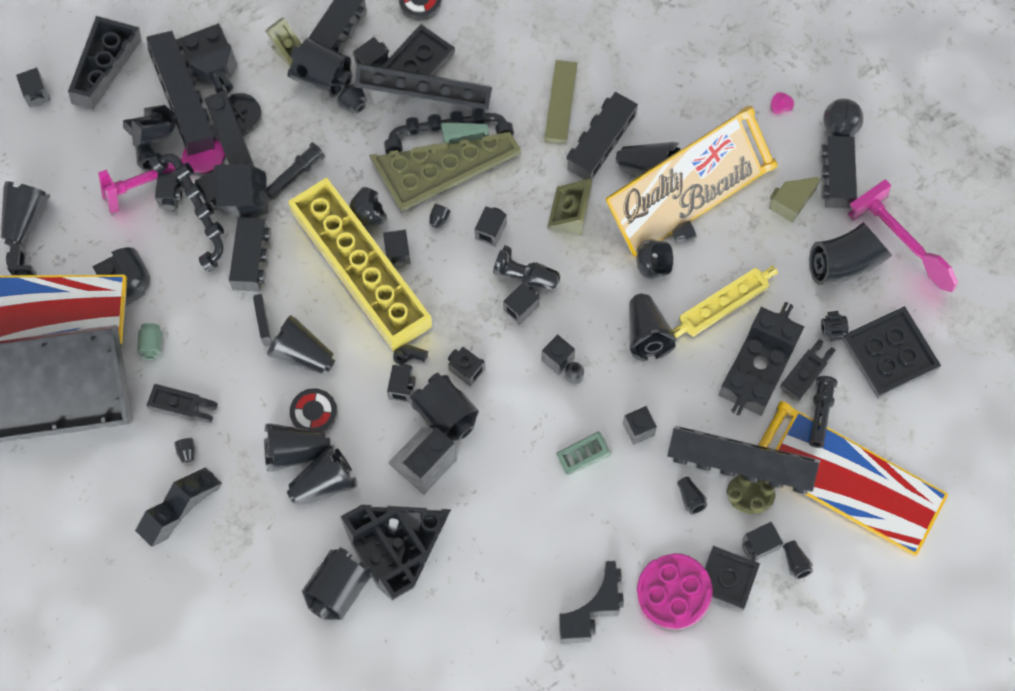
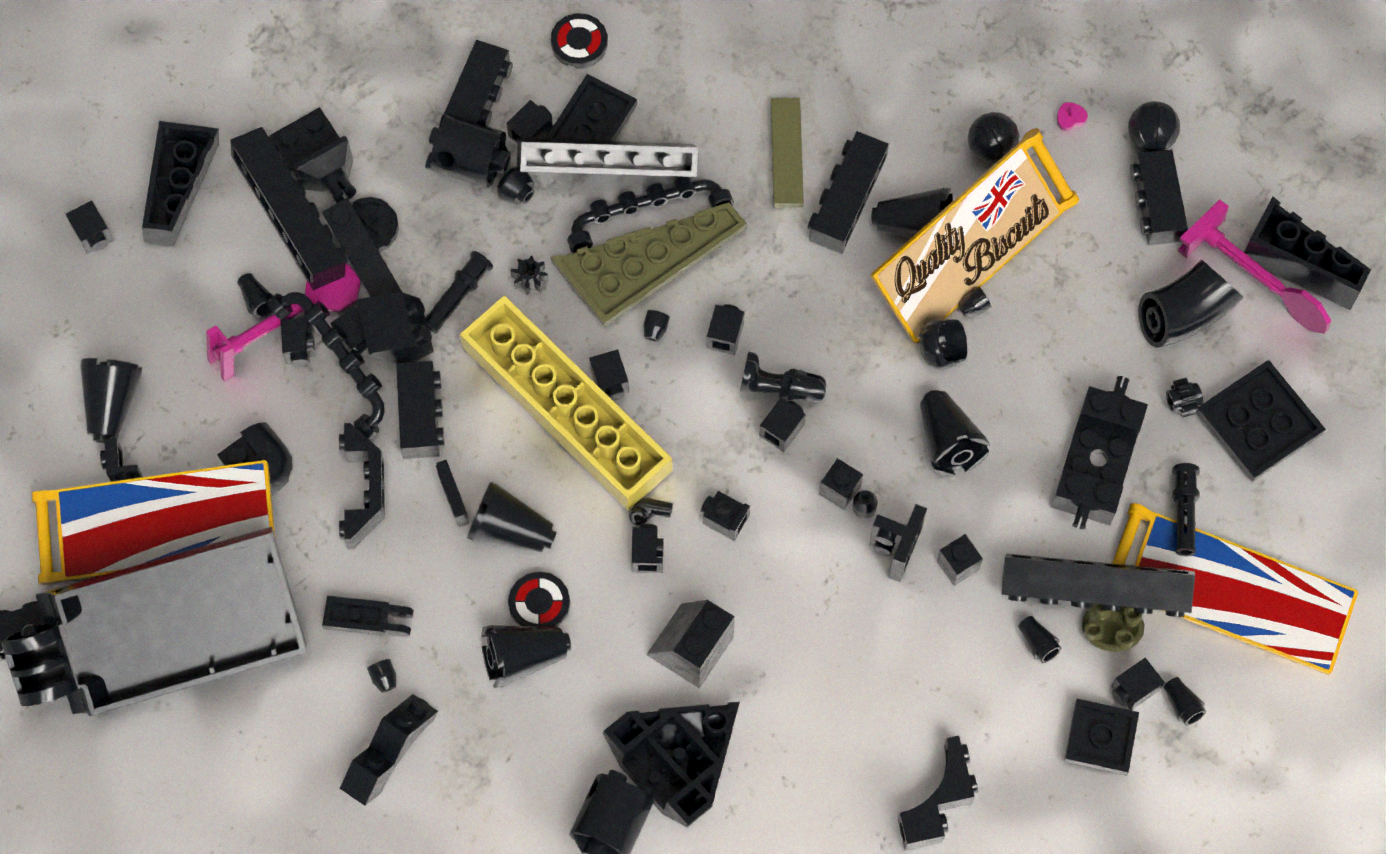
camera: 10 degrees left, 0 degrees up
(149, 341) = (310, 541): sand green brick -> none
(153, 127) = (261, 260): black brick -> none
(191, 332) = (361, 522): none -> black slope
(283, 39) = (412, 121): olive slope -> none
(322, 478) = (568, 686): black cone -> none
(354, 161) = (529, 268): none -> black gear
(367, 207) = (562, 327): black hair -> none
(445, 407) = (710, 572): black cylinder -> none
(455, 132) = (660, 211): sand green slope -> none
(570, 207) = (823, 290): olive slope -> none
(594, 403) = (898, 539): none -> black bracket
(605, 452) = (907, 582): sand green slope -> none
(674, 591) = (1038, 763): dark pink tile -> none
(717, 108) = (992, 136): none -> black piece
(724, 301) = (1040, 385): light yellow plate -> none
(792, 197) = (1105, 238): olive slope -> none
(806, 371) = (1158, 461): black hinge -> none
(945, 231) = (1305, 257): none -> black wedge

